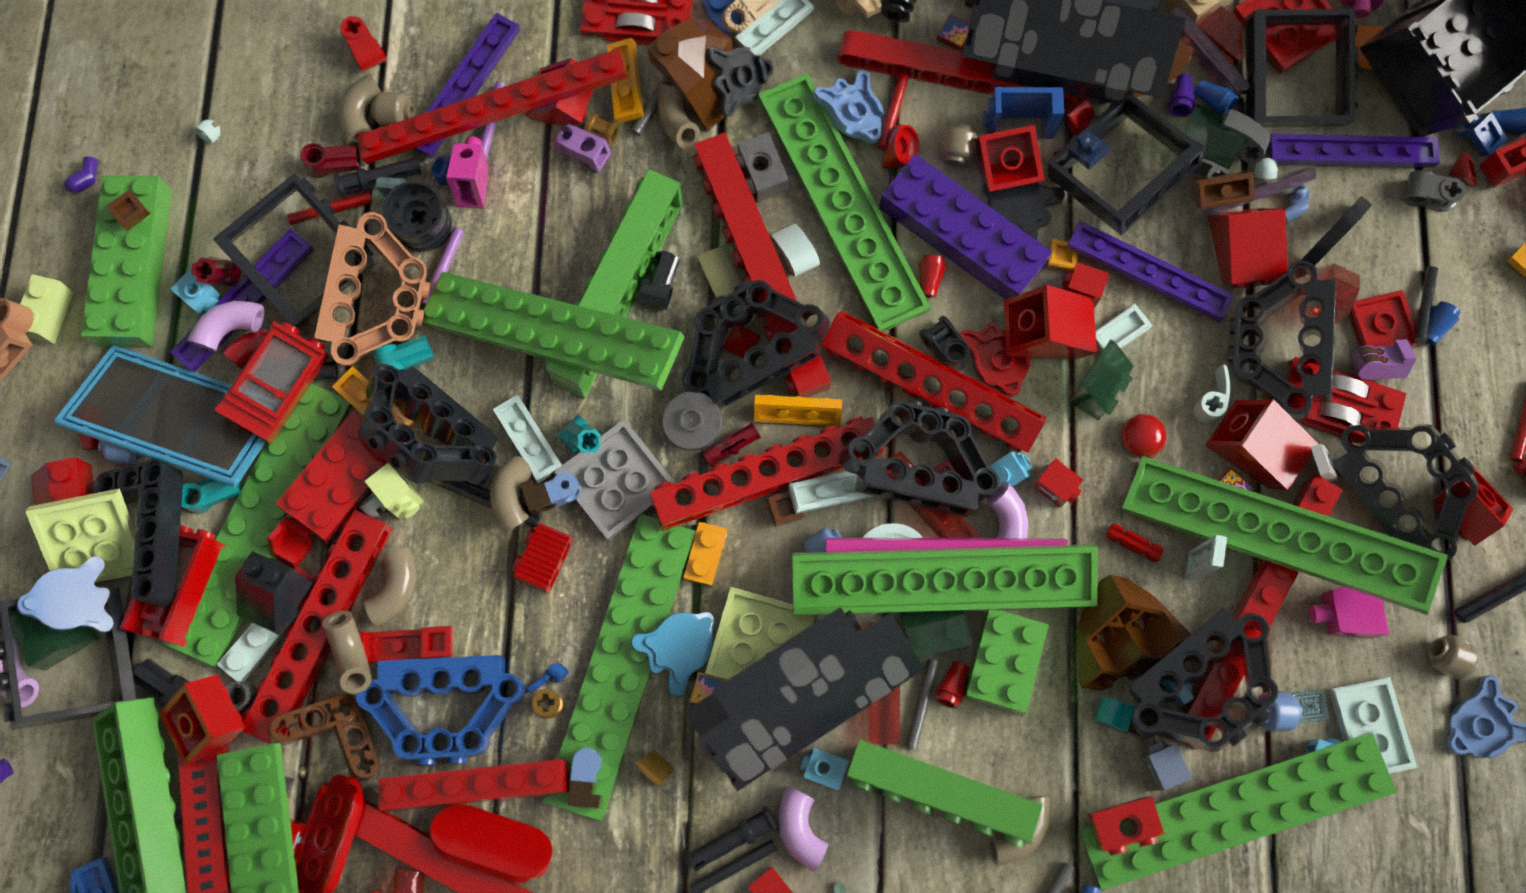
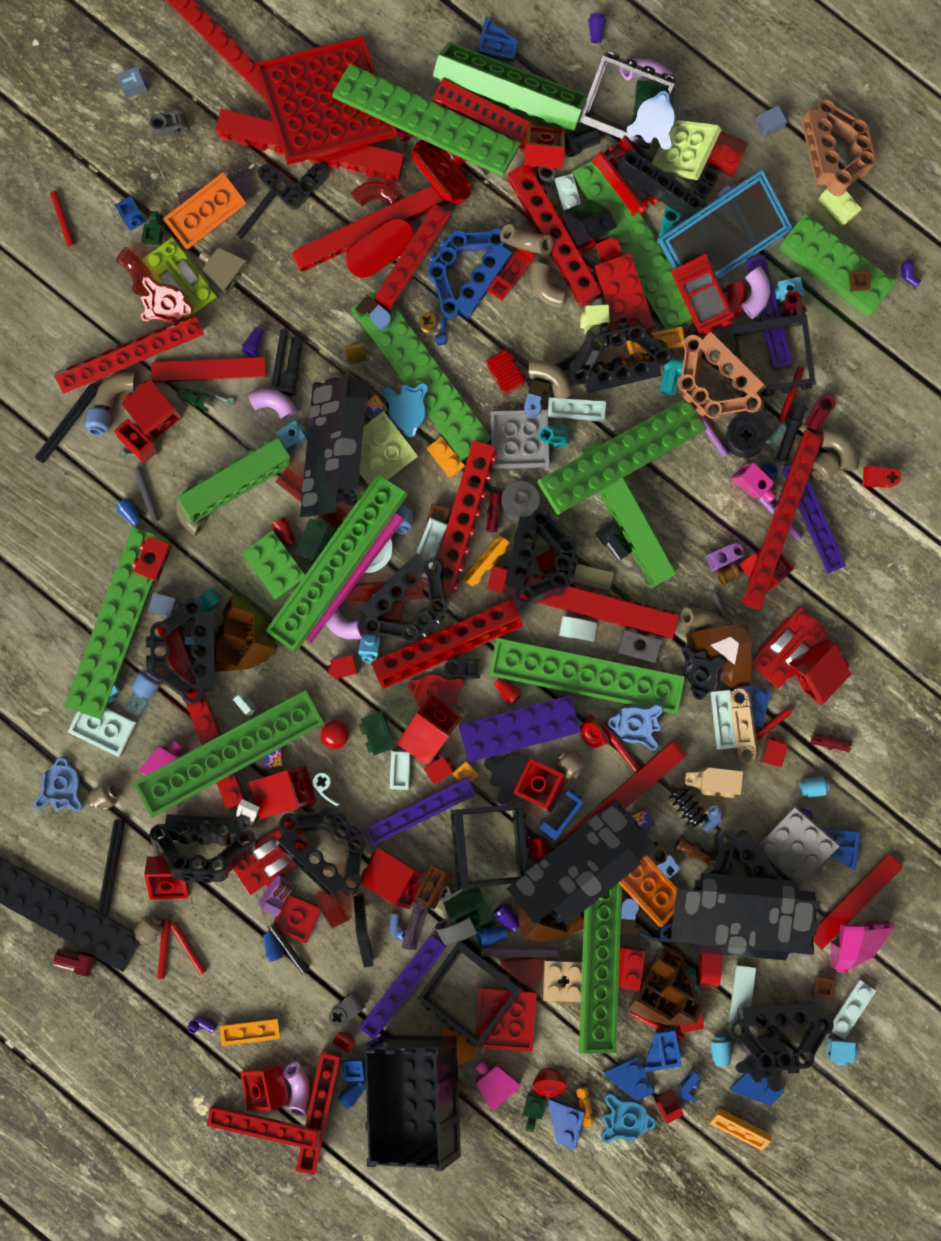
camera: 125 degrees right, 10 degrees up
(207, 131) = (885, 358): light aqua hinge -> none
(340, 725) = (492, 213): reddish brown beam -> none
(627, 92) = (763, 617): light orange plate -> none
(922, 704) = (286, 509): dark grey bar -> none
(1088, 149) = (510, 829): dark blue tile -> none
(1134, 542) = (284, 683): red axle -> none
(1266, 169) = (428, 926): light aqua hinge -> none

